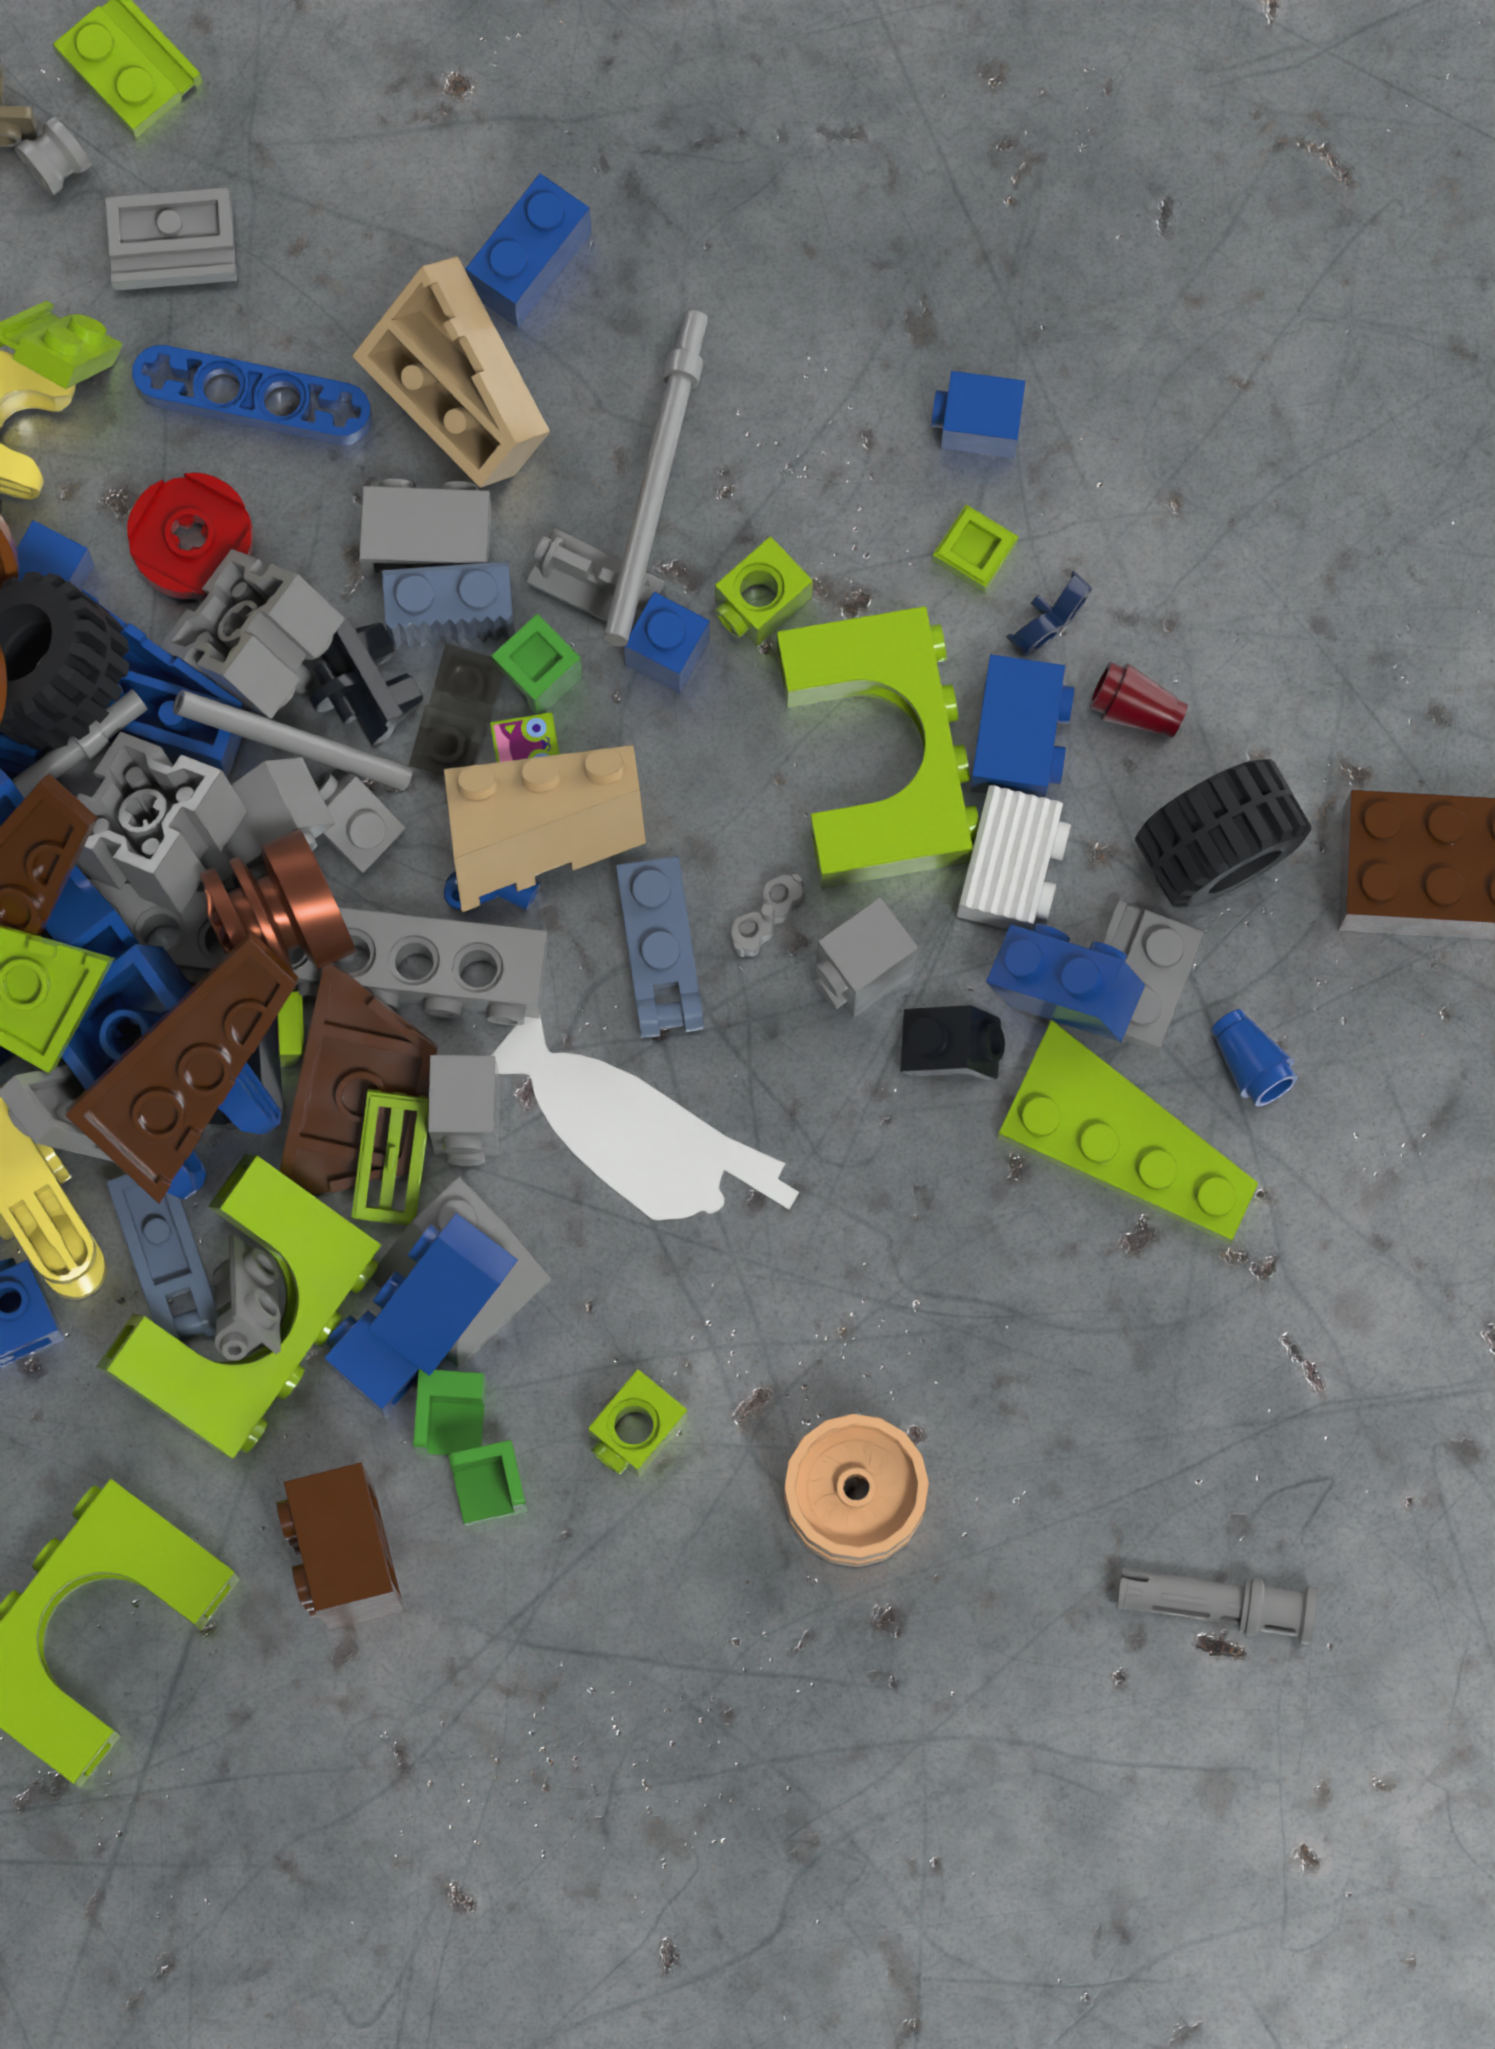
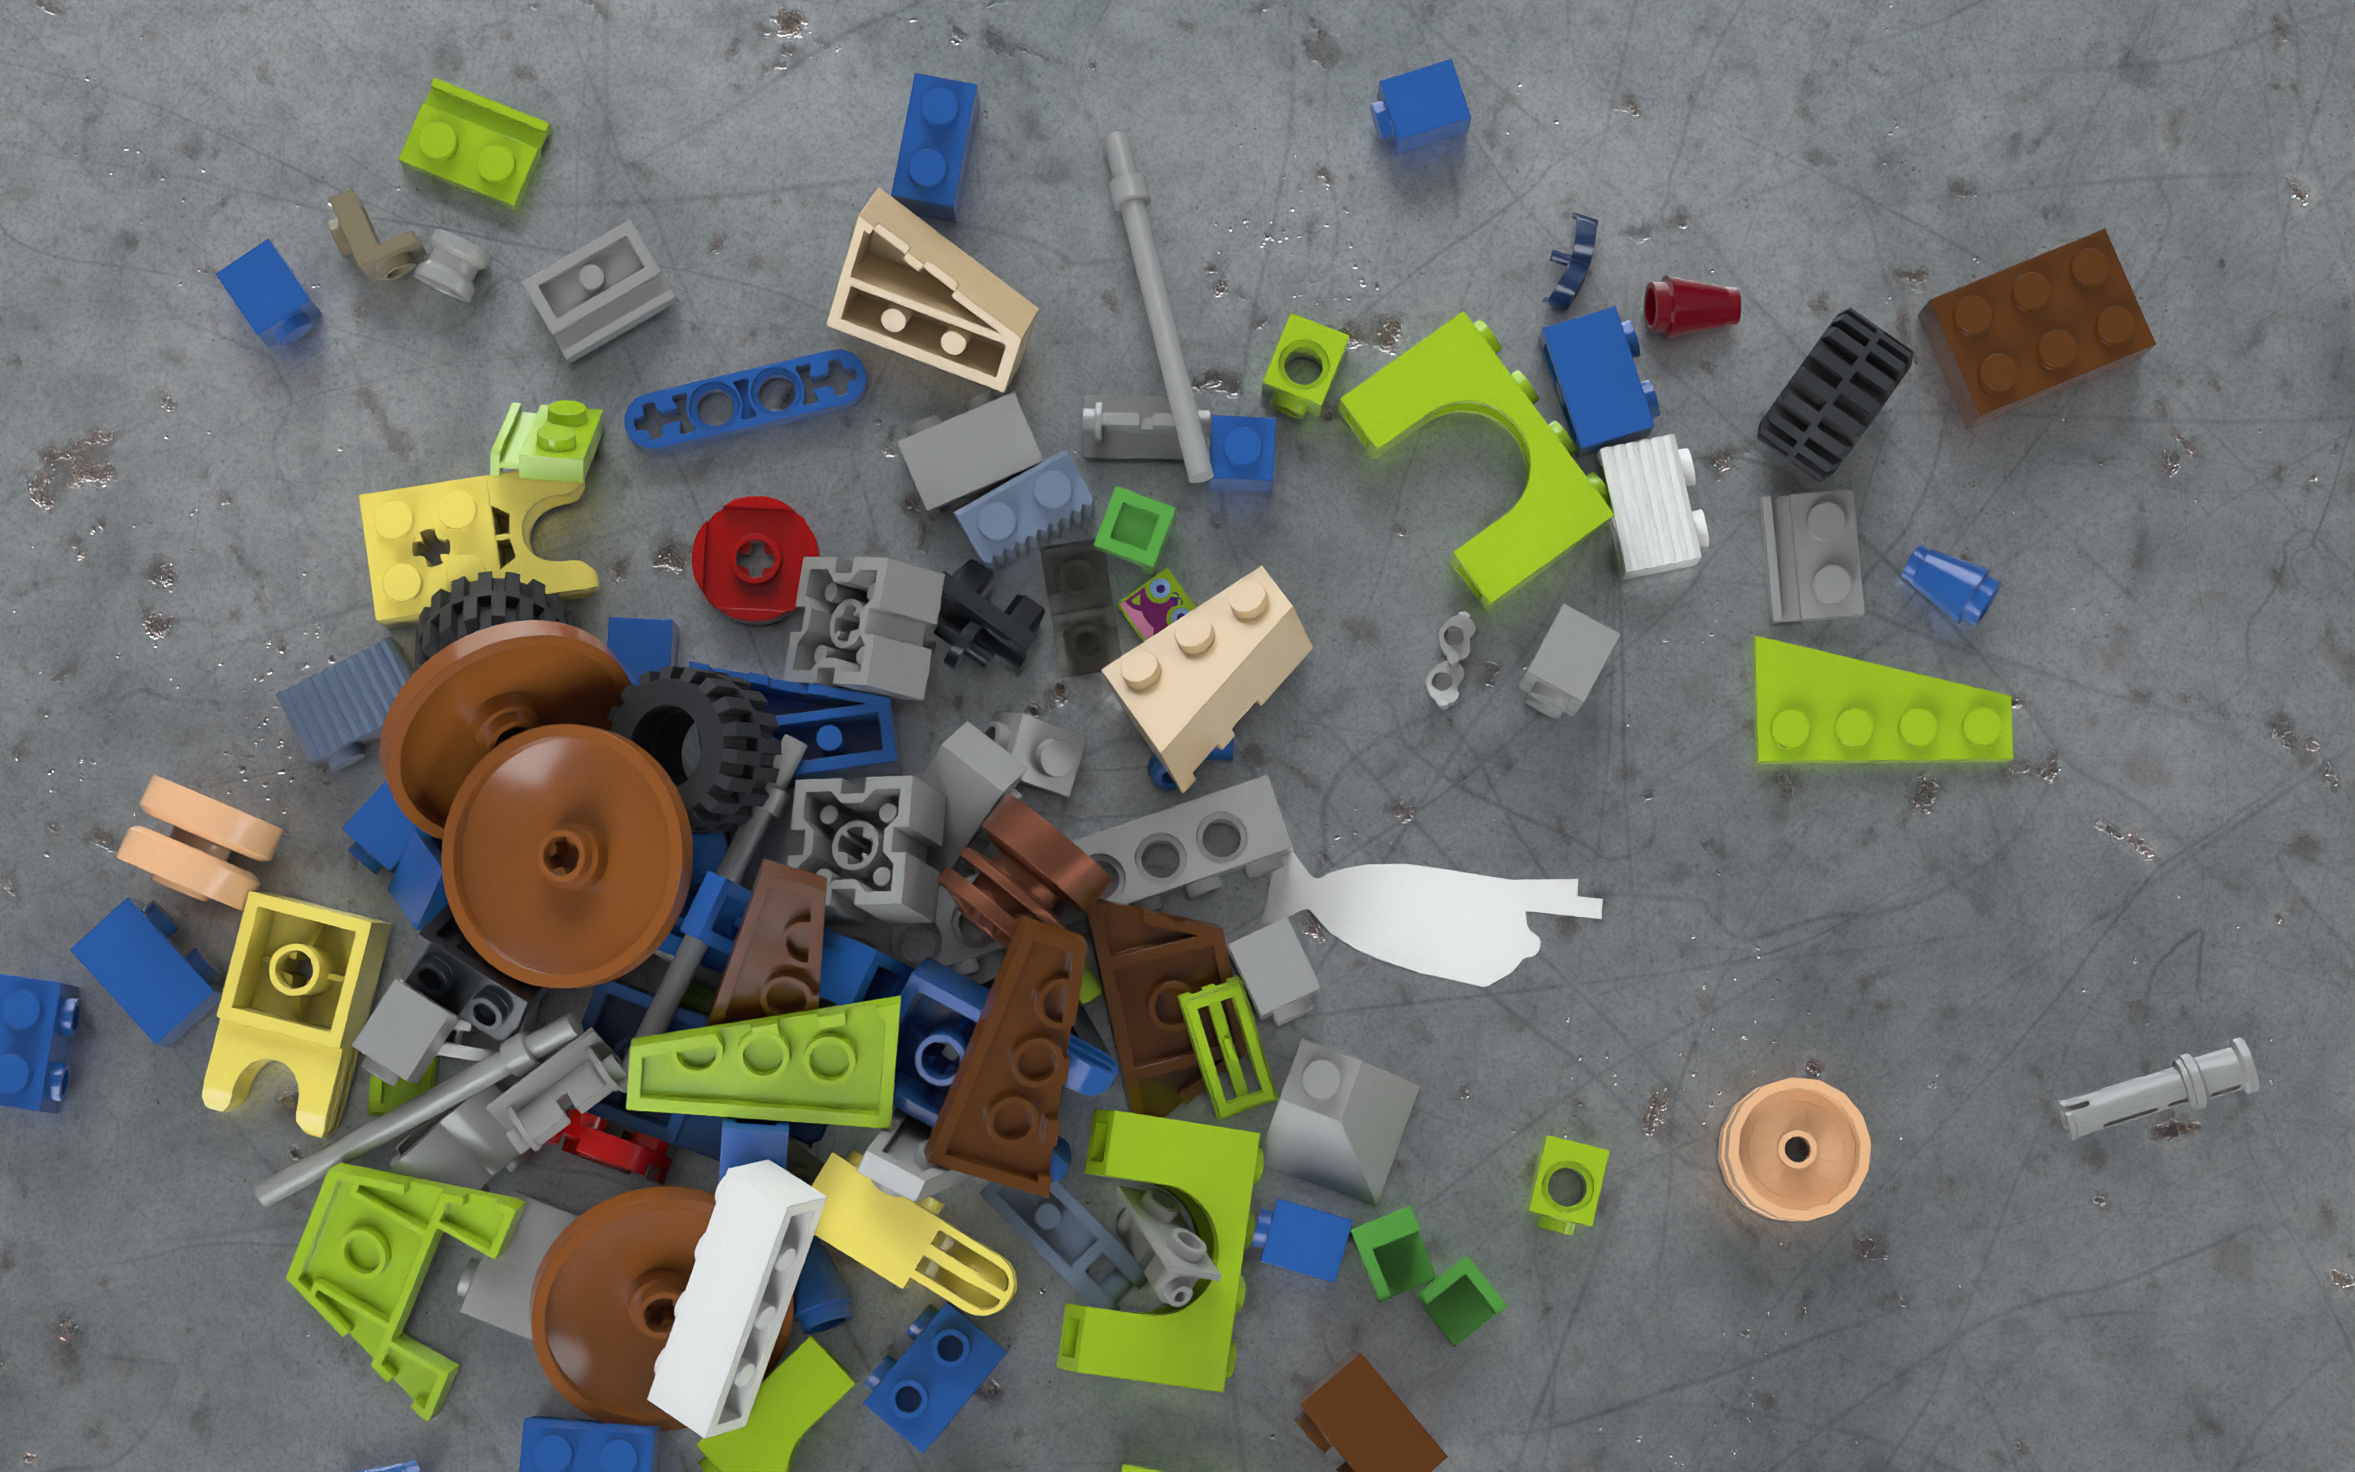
camera: 25 degrees left, 5 degrees up
(292, 740) = (949, 709): light grey piece -> none
(441, 1294) = (1341, 1154): blue brick -> none
(659, 944) = (1369, 734): sand blue plate -> none
(951, 1042) = (1675, 698): black bracket -> none
(975, 548) = (1474, 233): lime tile -> none
(1066, 981) = (1758, 596): blue brick -> none

